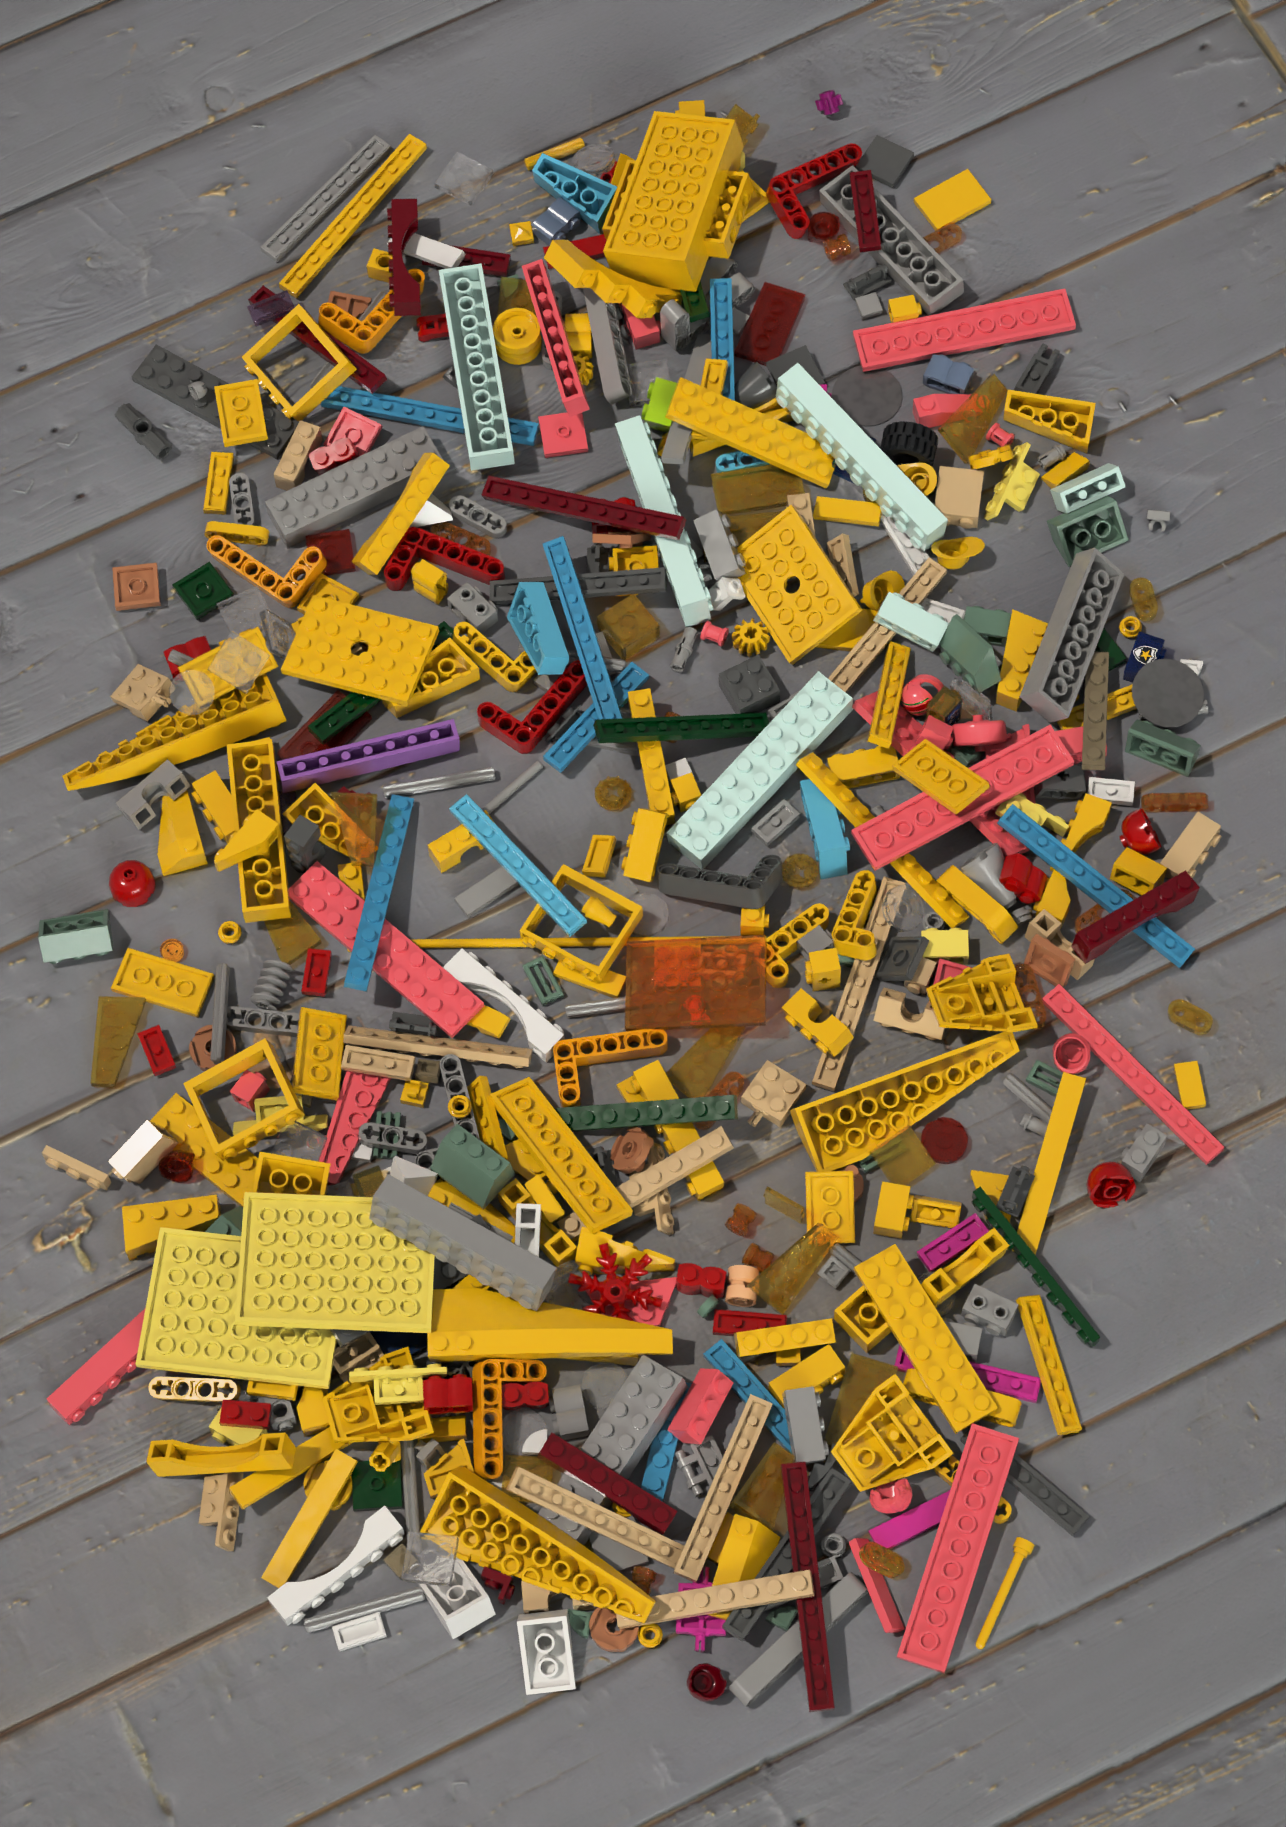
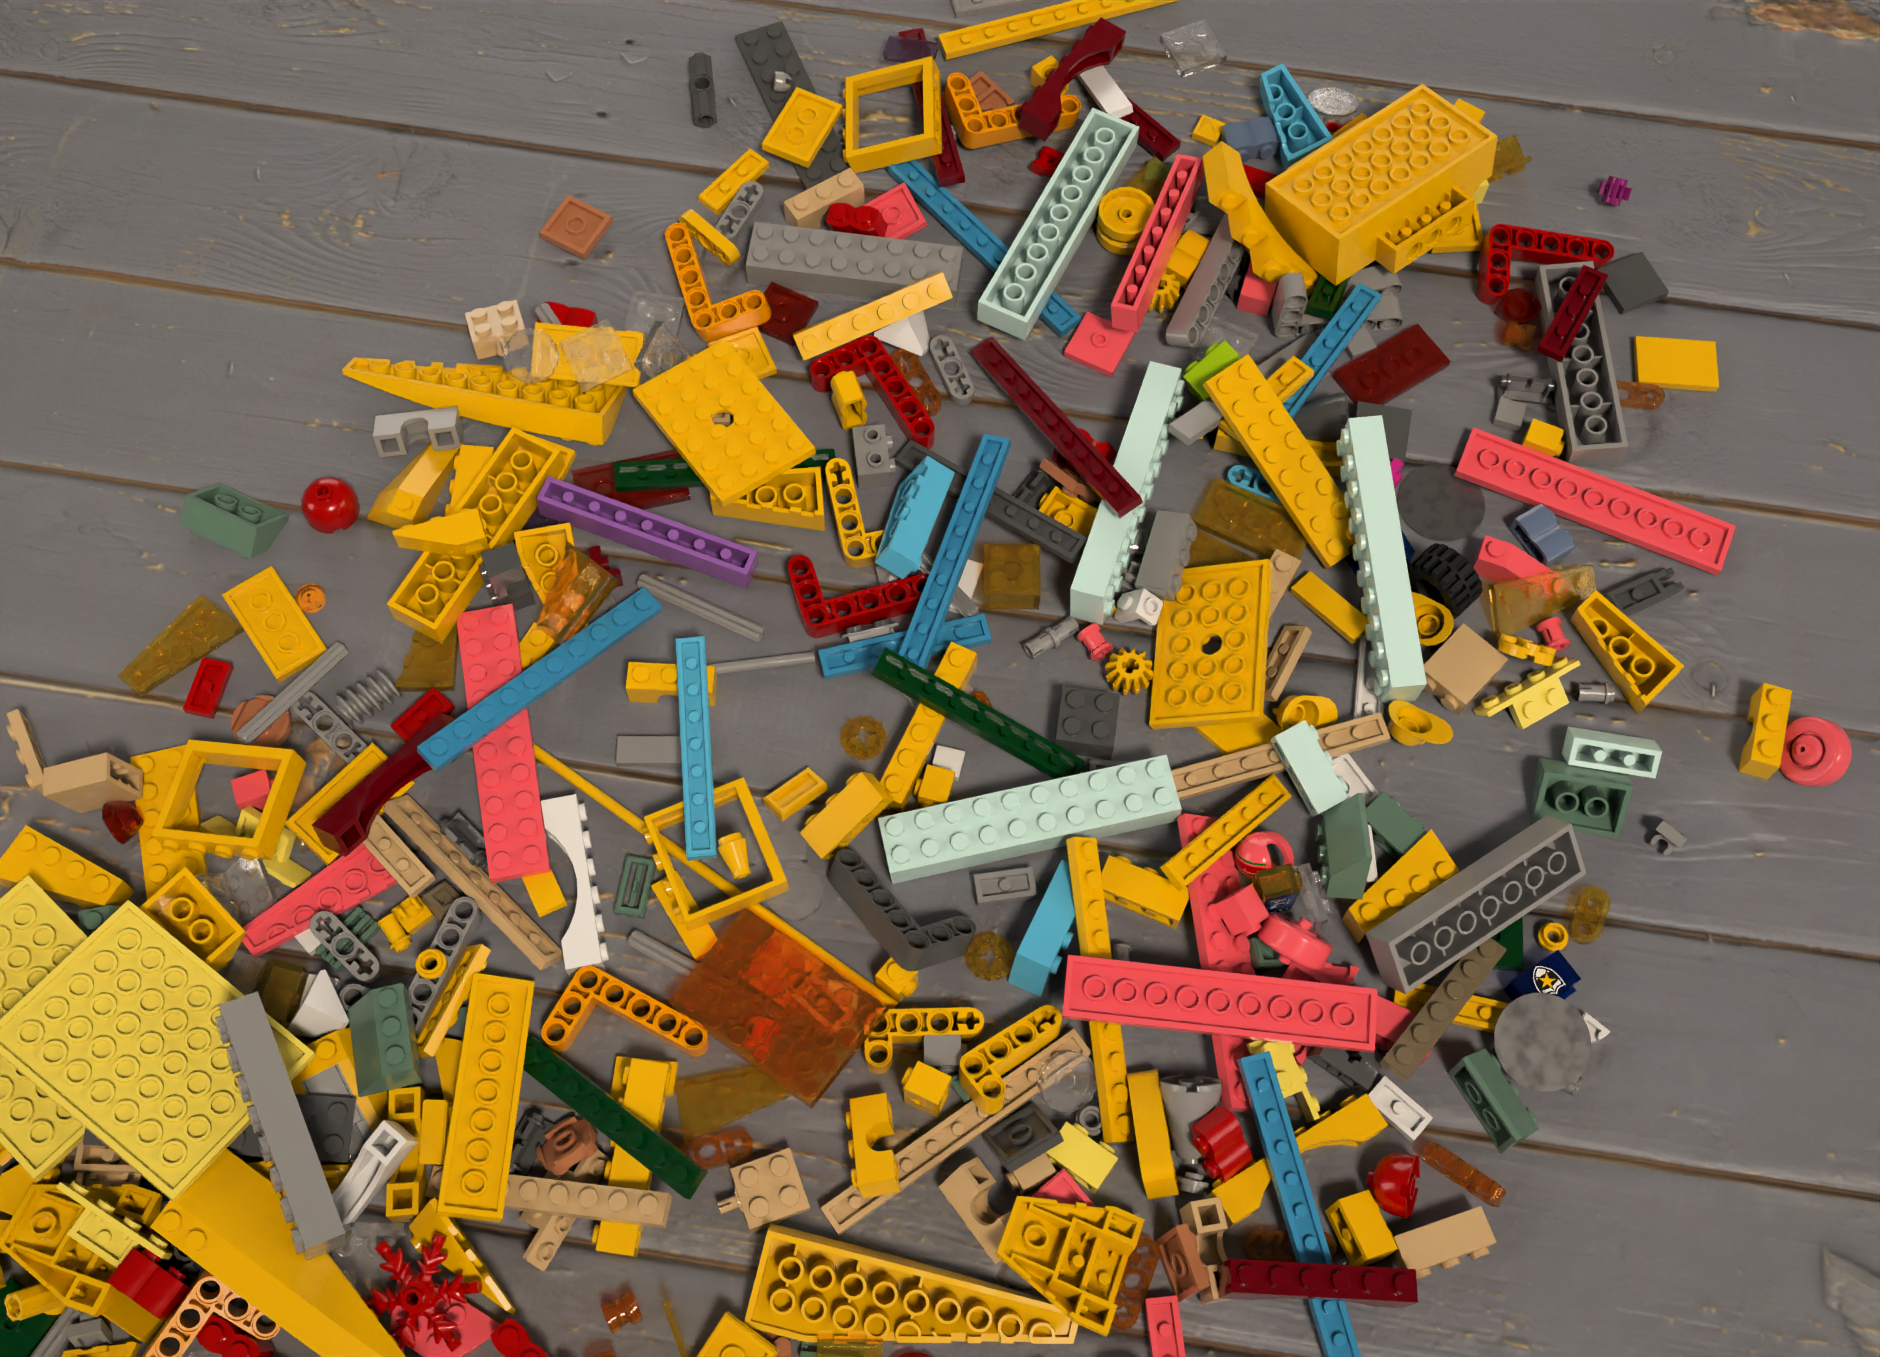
camera: 30 degrees right, 0 degrees up
(202, 590) = (633, 269): dark green plate -> none
(229, 926) = (375, 611): yellow plate -> none
(335, 1061) = (351, 818): none -> dark red arch
(415, 1110) = (395, 933): none -> yellow pin
(557, 152) = (1308, 78): yellow axle -> none
(940, 776) = (1210, 964): yellow tile -> none
(1066, 470) = (1601, 717): yellow slope -> none
(1167, 400) = (1769, 716): none -> yellow arch
(1209, 406) = (1815, 752): none -> coral wheel

